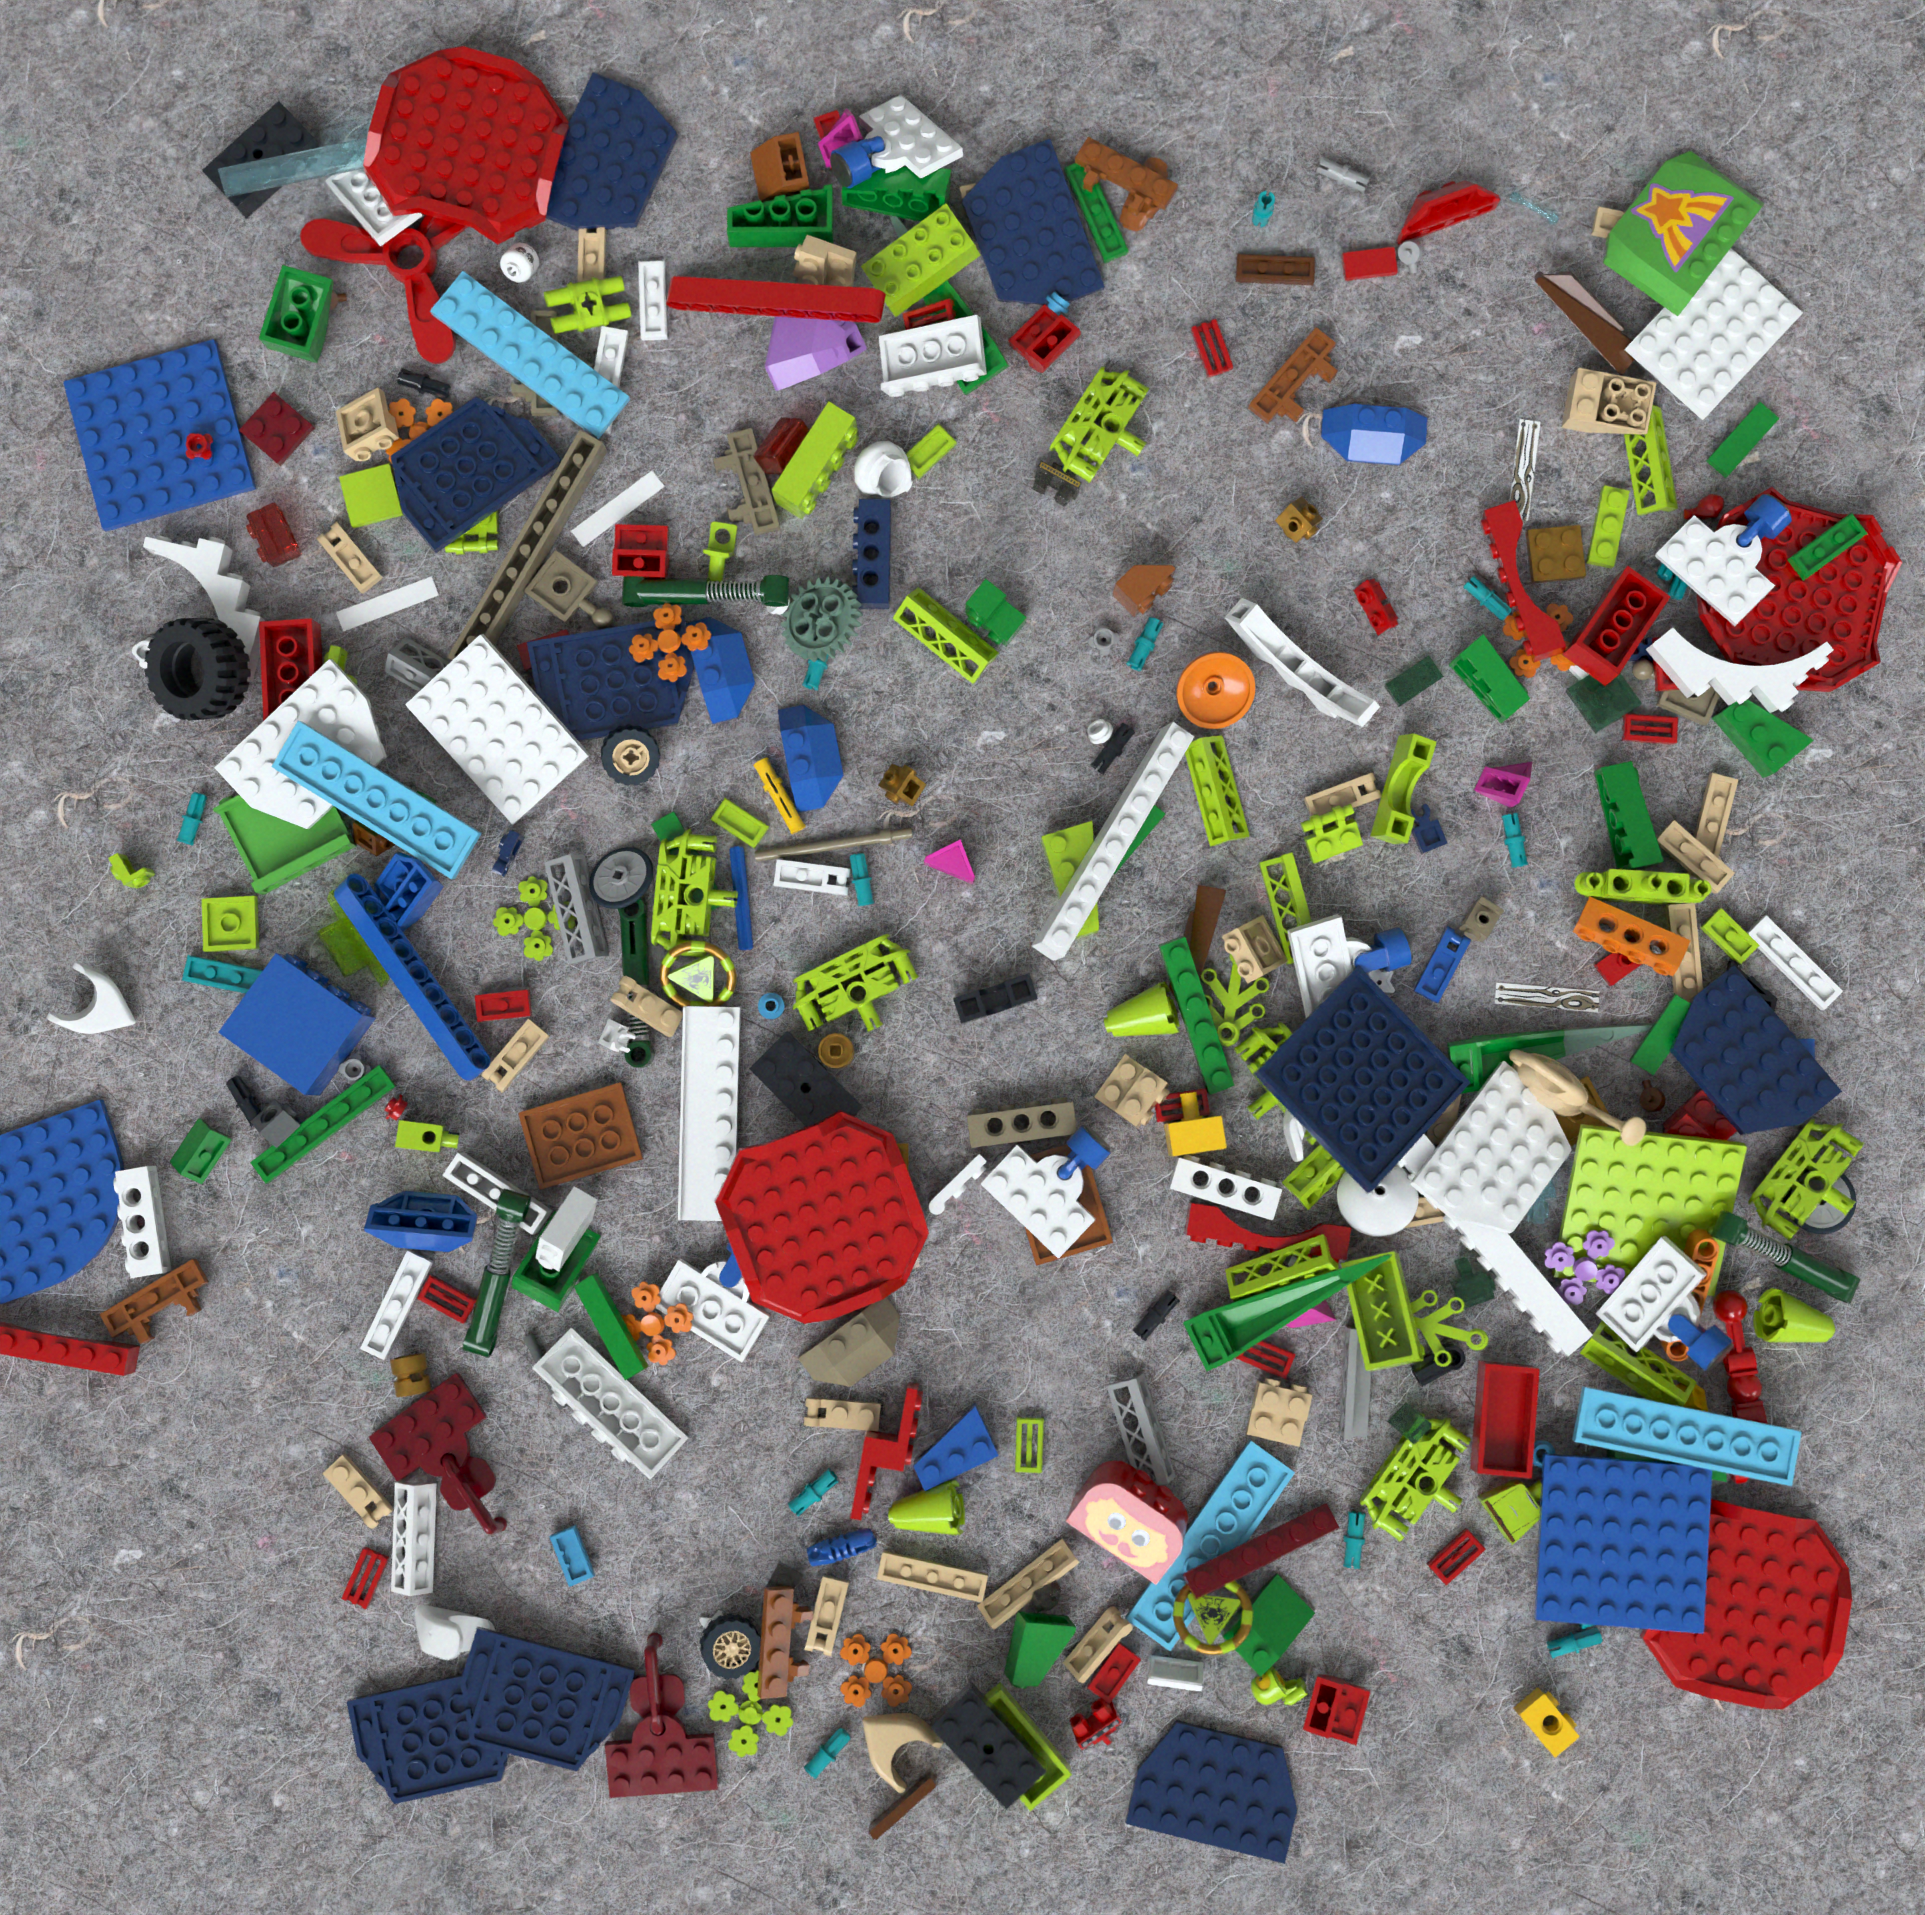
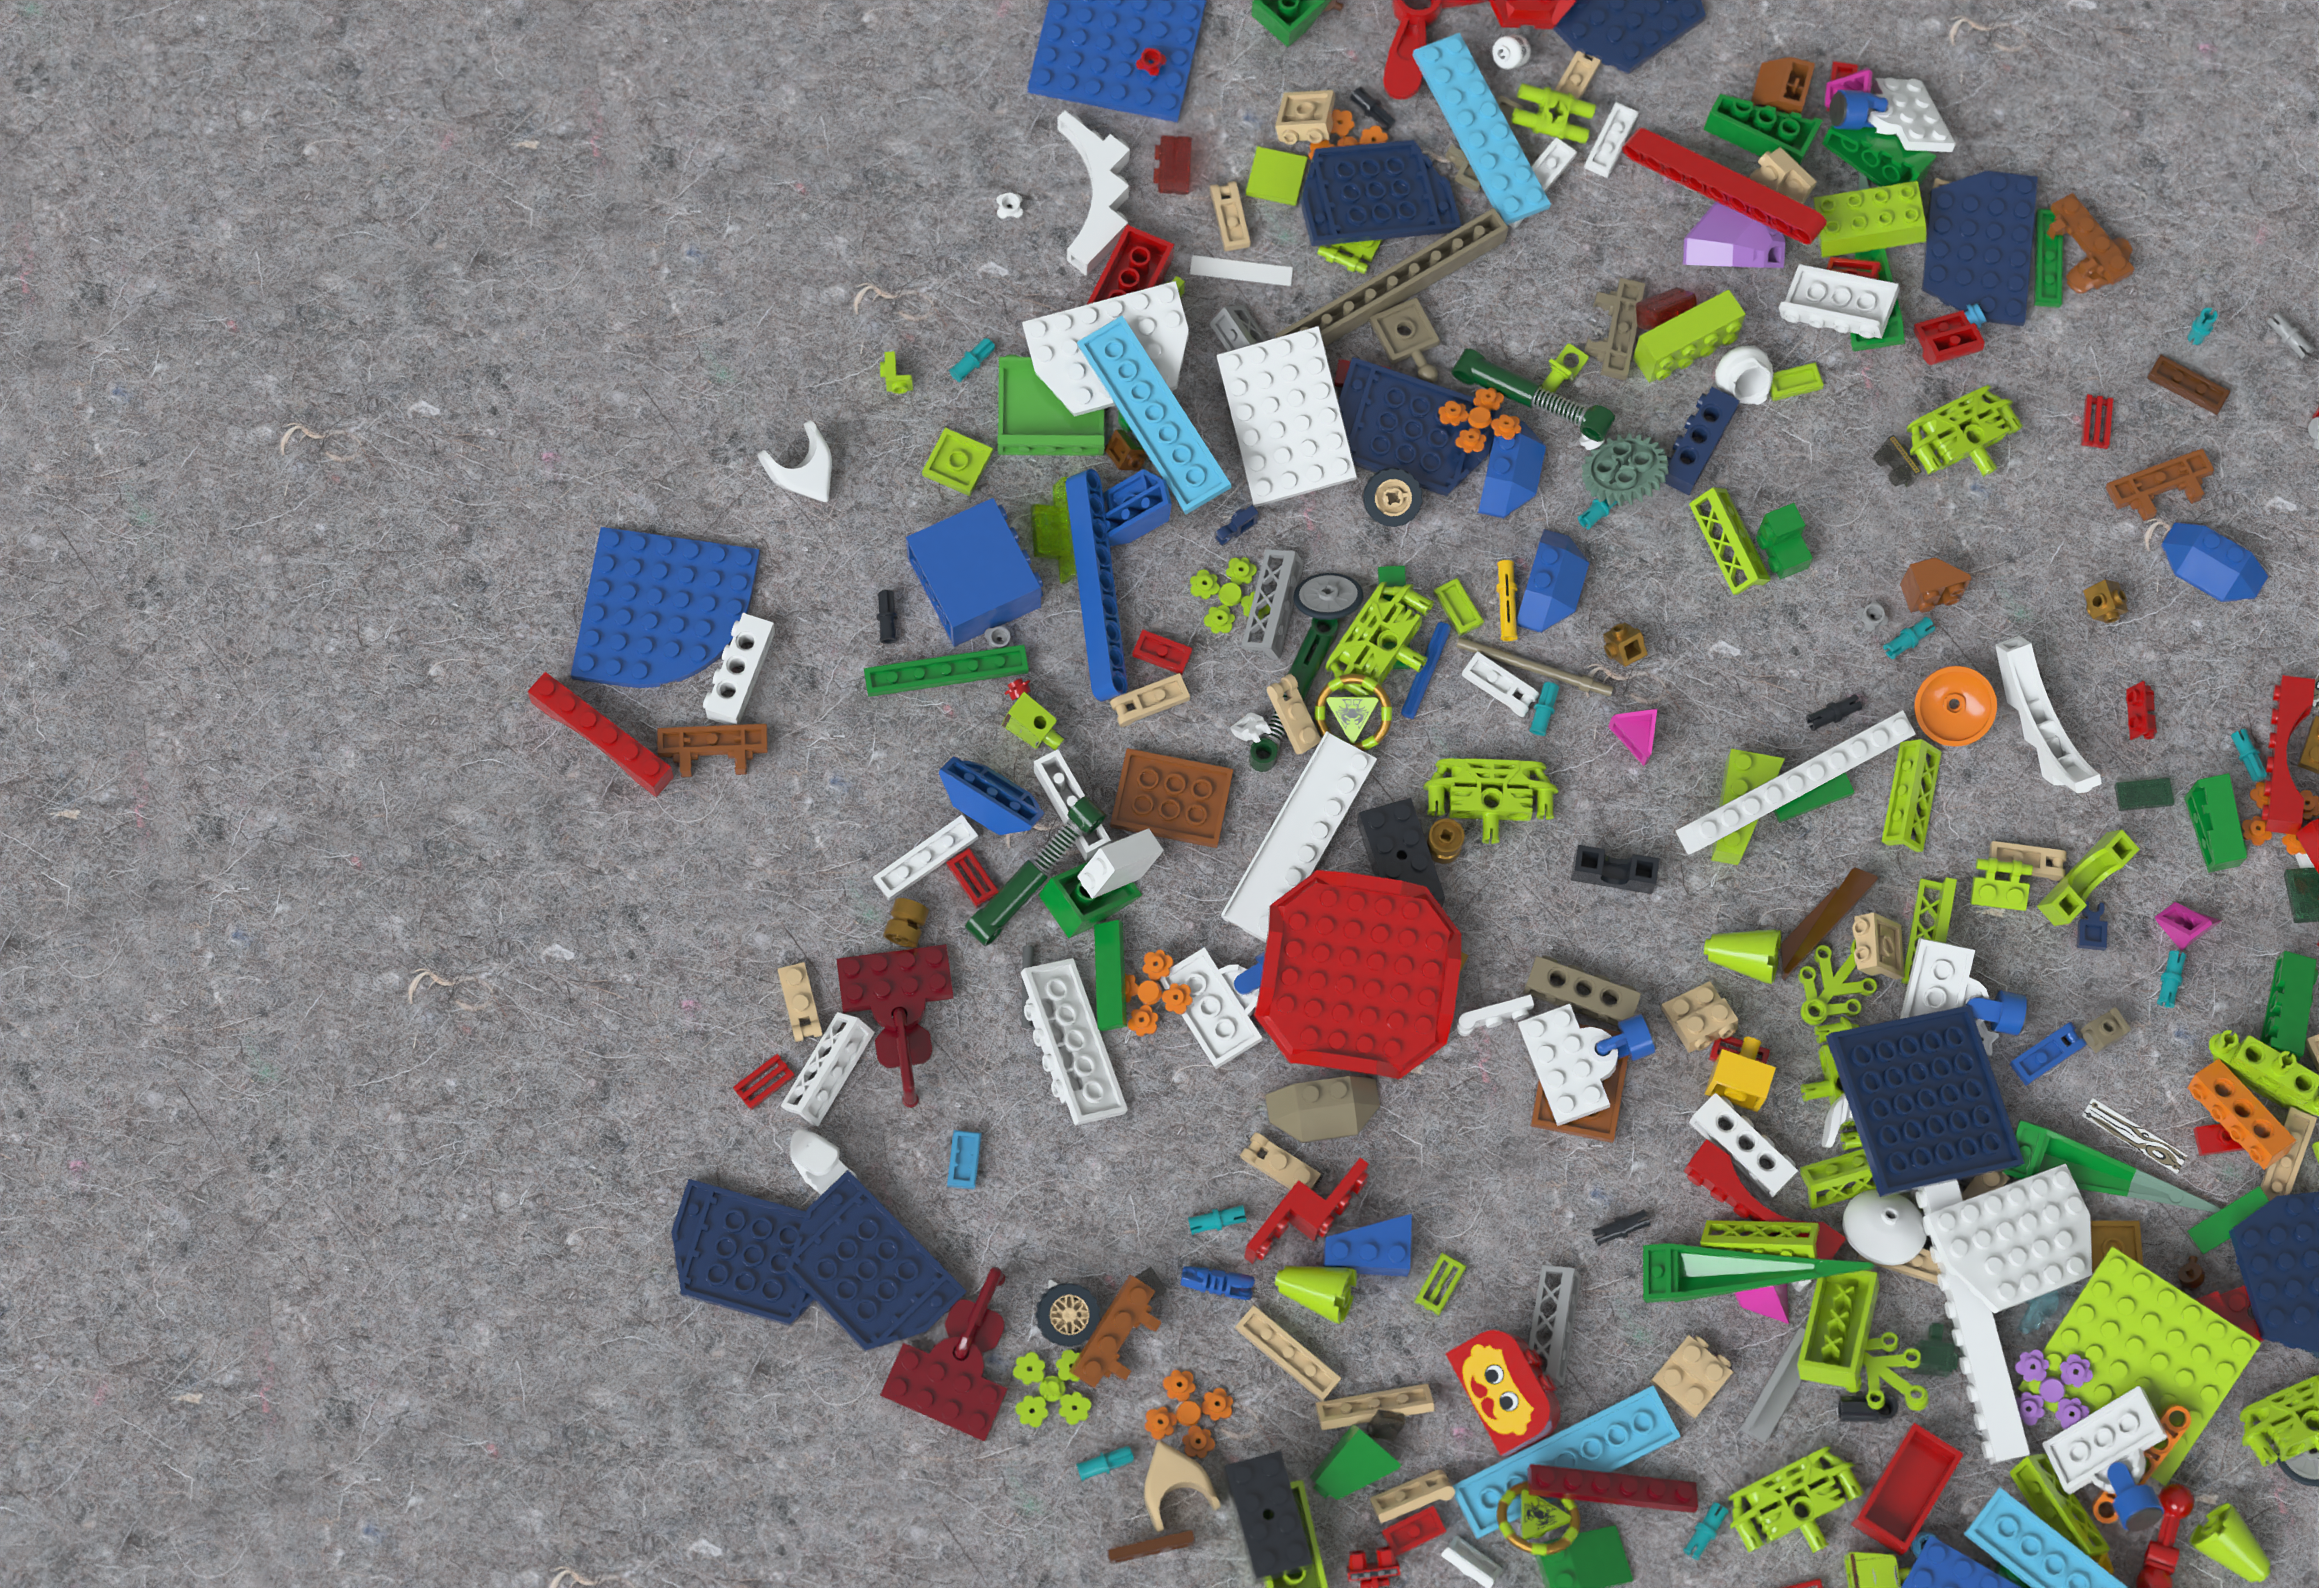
camera: 20 degrees right, 15 degrees down
(171, 668) = (1033, 216): black tyre -> none
(199, 1151) = (823, 638): green panel -> none
(219, 974) = (921, 498): teal tile -> none
(276, 1122) = (907, 645): dark grey brick -> none
(277, 428) = (1223, 82): dark red plate -> none
(617, 508) = (1488, 293): white sticker -> none
(641, 551) = (1493, 334): red brick -> none
(777, 1012) = (1402, 782): dark azure plate -> none
(827, 1614) = (1171, 1336): tan plate -> none
(1099, 731) = (1829, 691): white plate -> none
(1196, 1015) = (1795, 976): green plate -> none
(1287, 1364) = (1720, 1338): red tile -> none
(1369, 263) = (2278, 421): red tile -> none
(1410, 1423) = (1814, 1444): clear green tile -> none
(1564, 1093) = (2109, 1214): tan piece -> none
(1787, 1257) = (2291, 1534): dark green piece -> none

